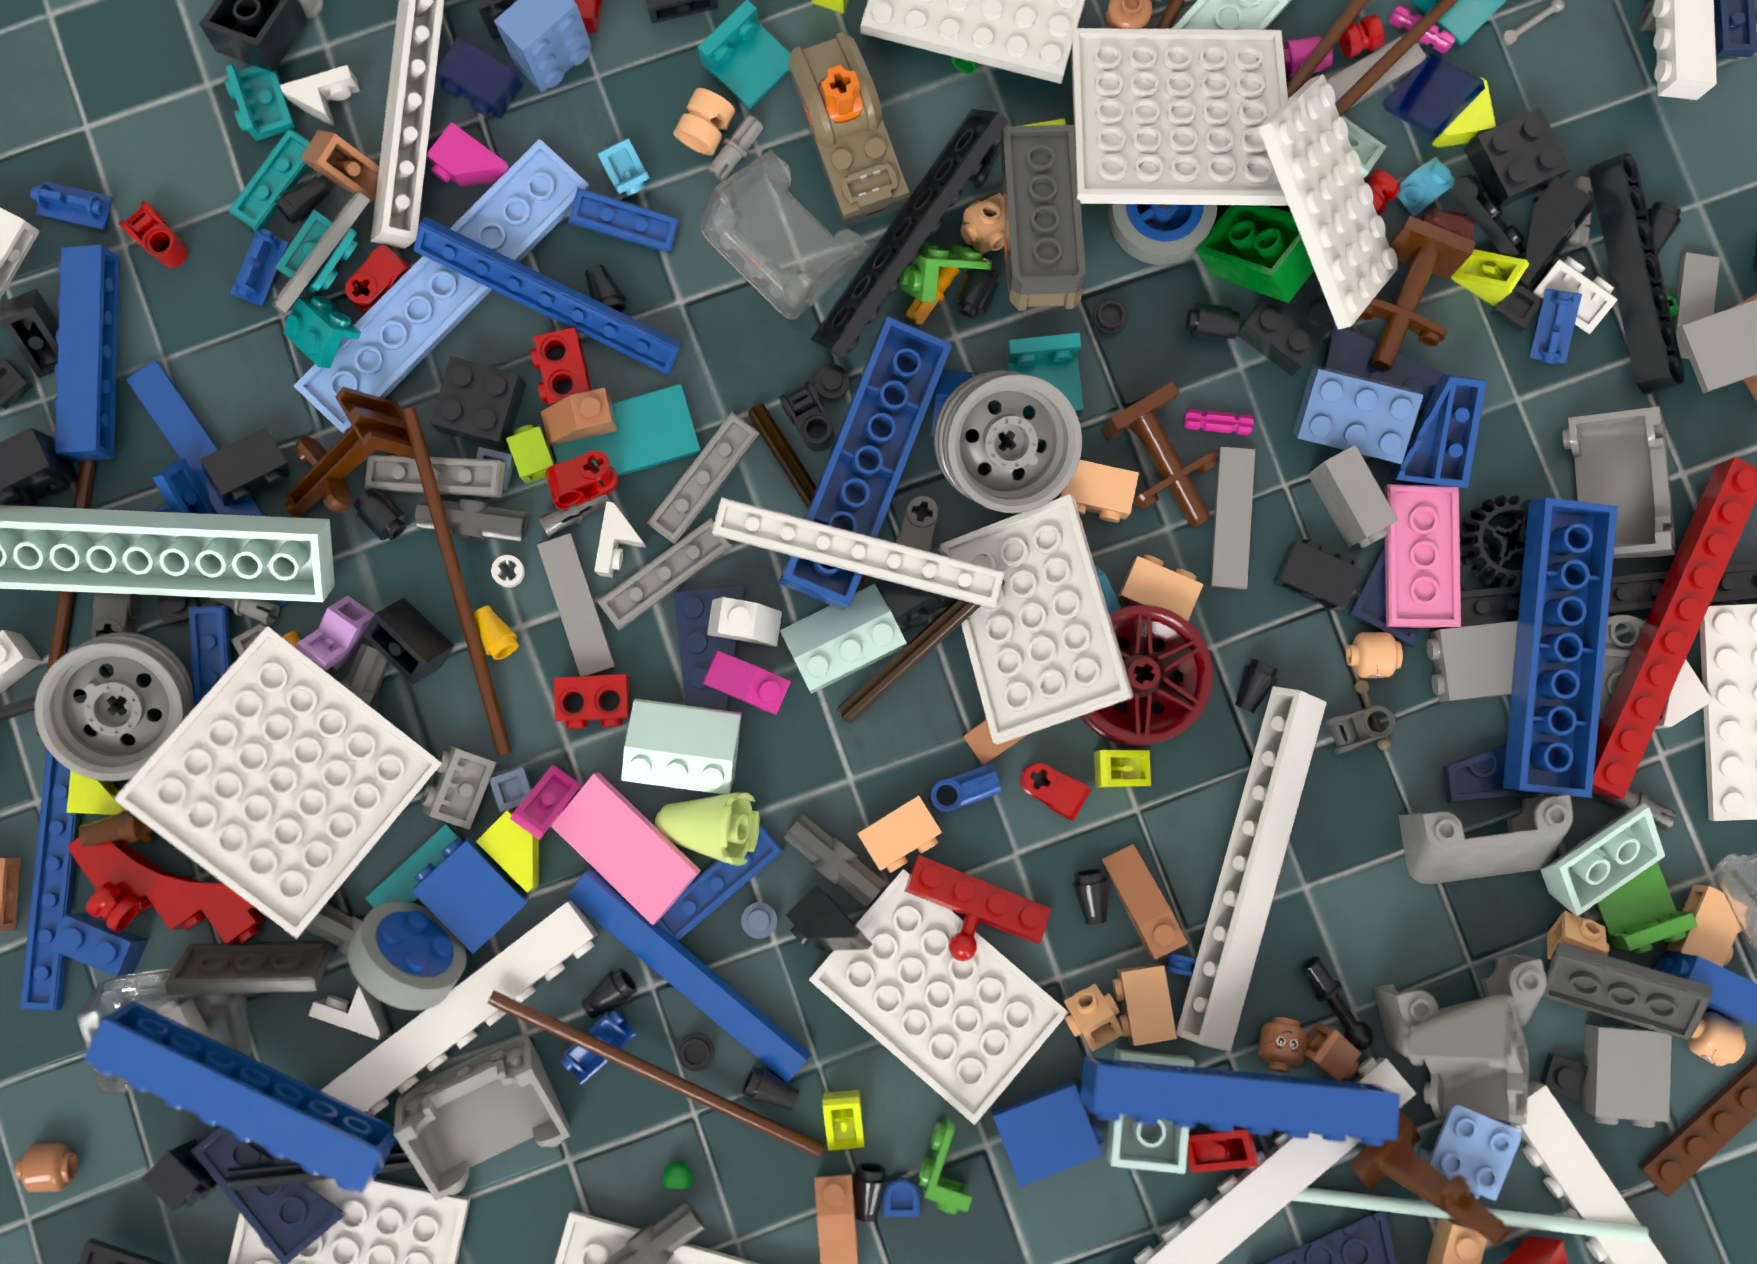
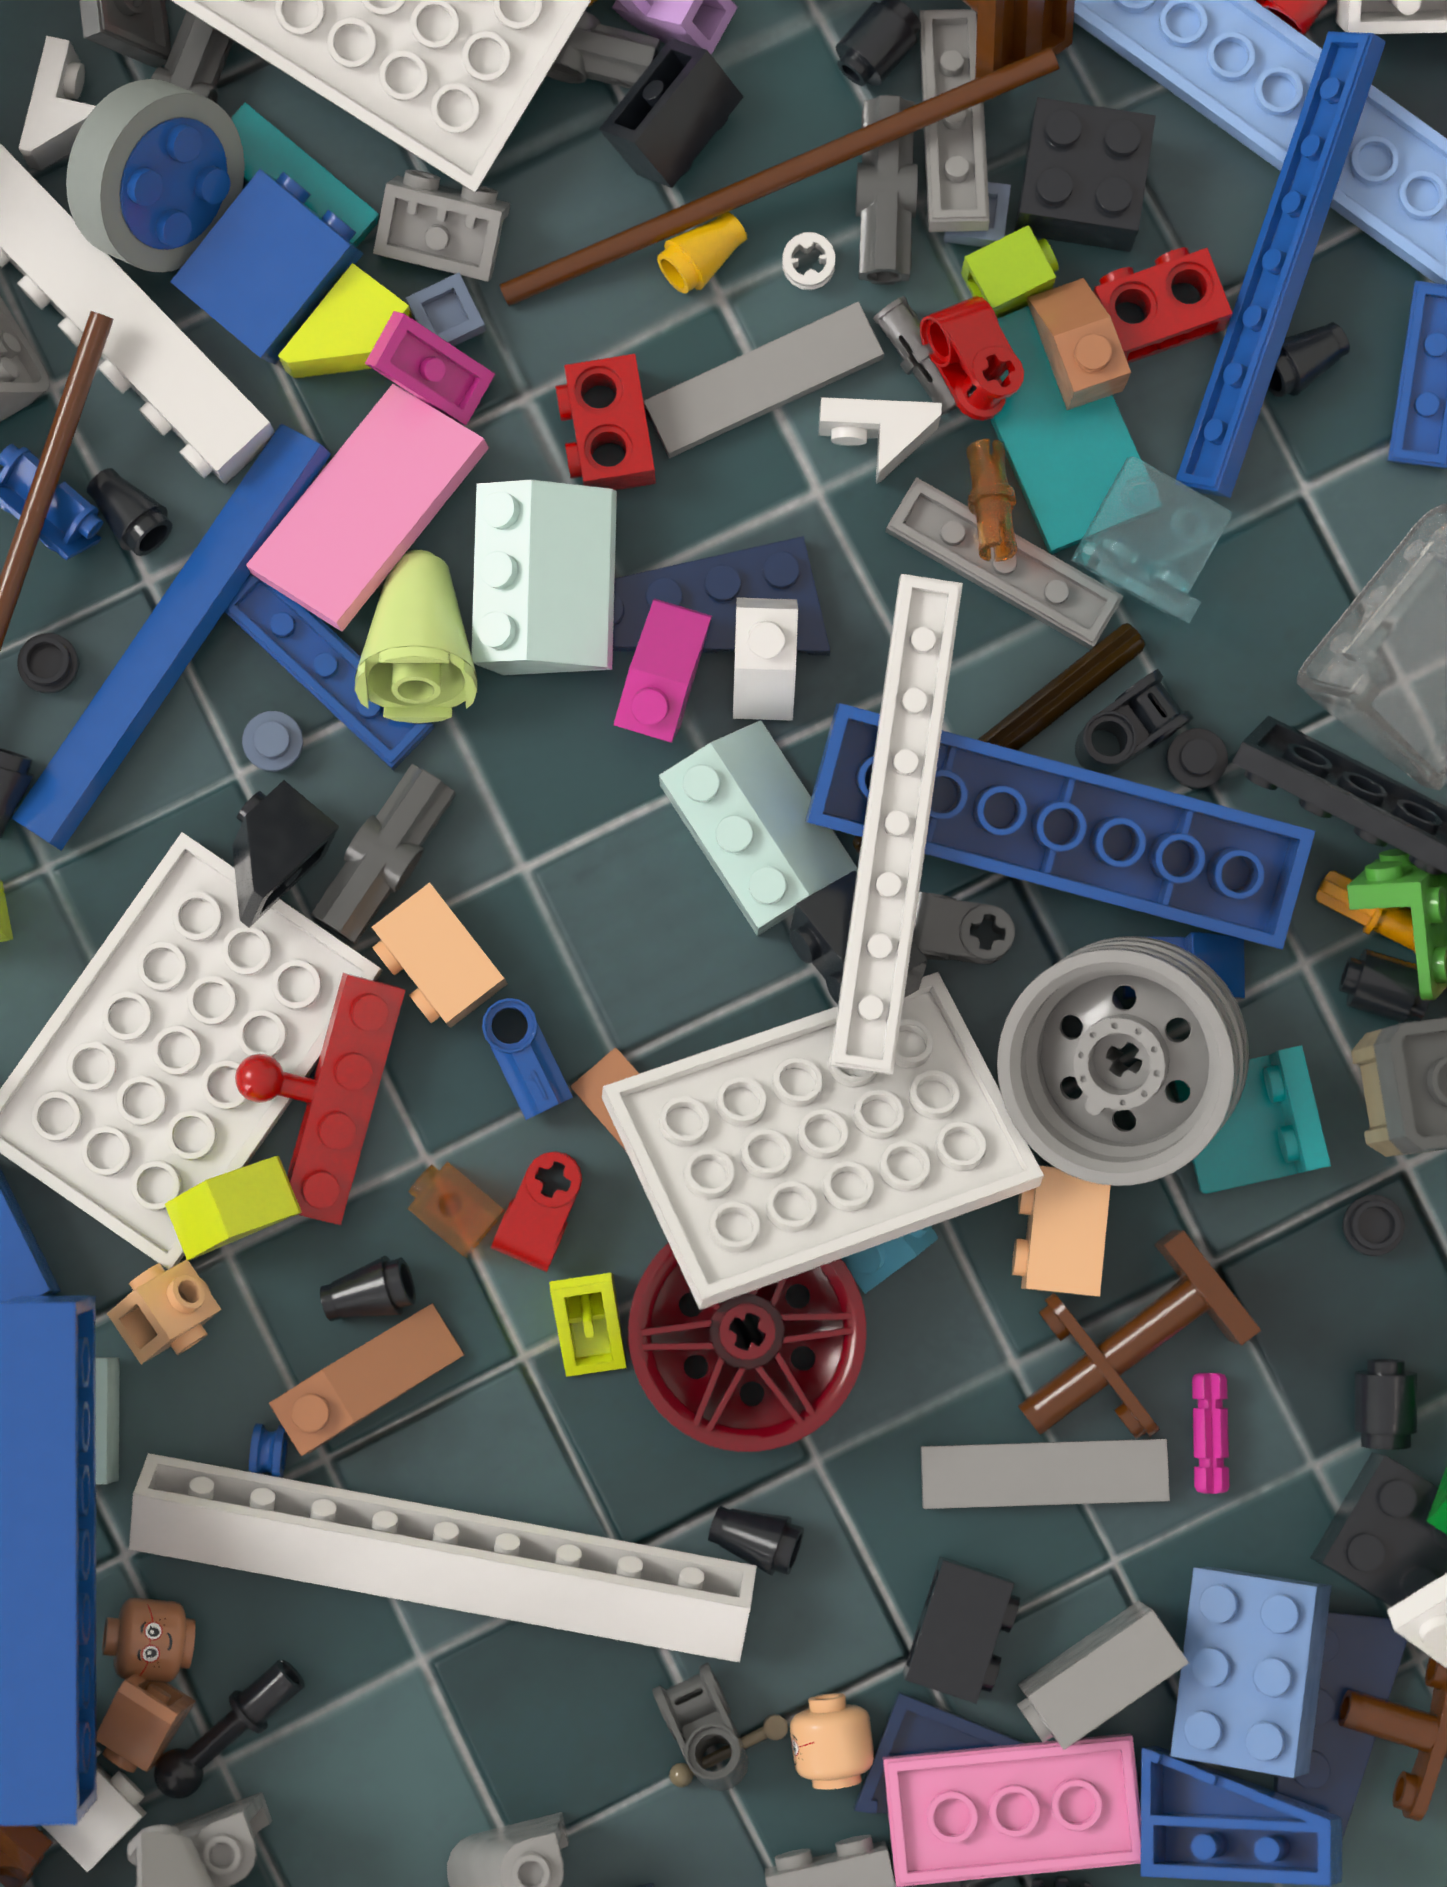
camera: 85 degrees right, 0 degrees up
(664, 575) = (827, 512): light grey tile -> none
(667, 480) = (991, 500): none -> clear orange pin
(701, 390) = (1152, 538): none -> clear light blue bracket
(906, 659) = (733, 934): dark brown axle -> none
(1037, 970) = (232, 1206): none -> neon yellow slope
(1048, 839) = (454, 1207): none -> clear orange brick
(1145, 1004) = (195, 1399): light nougat brick -> none
(1157, 586) = (902, 1356): light nougat brick -> none

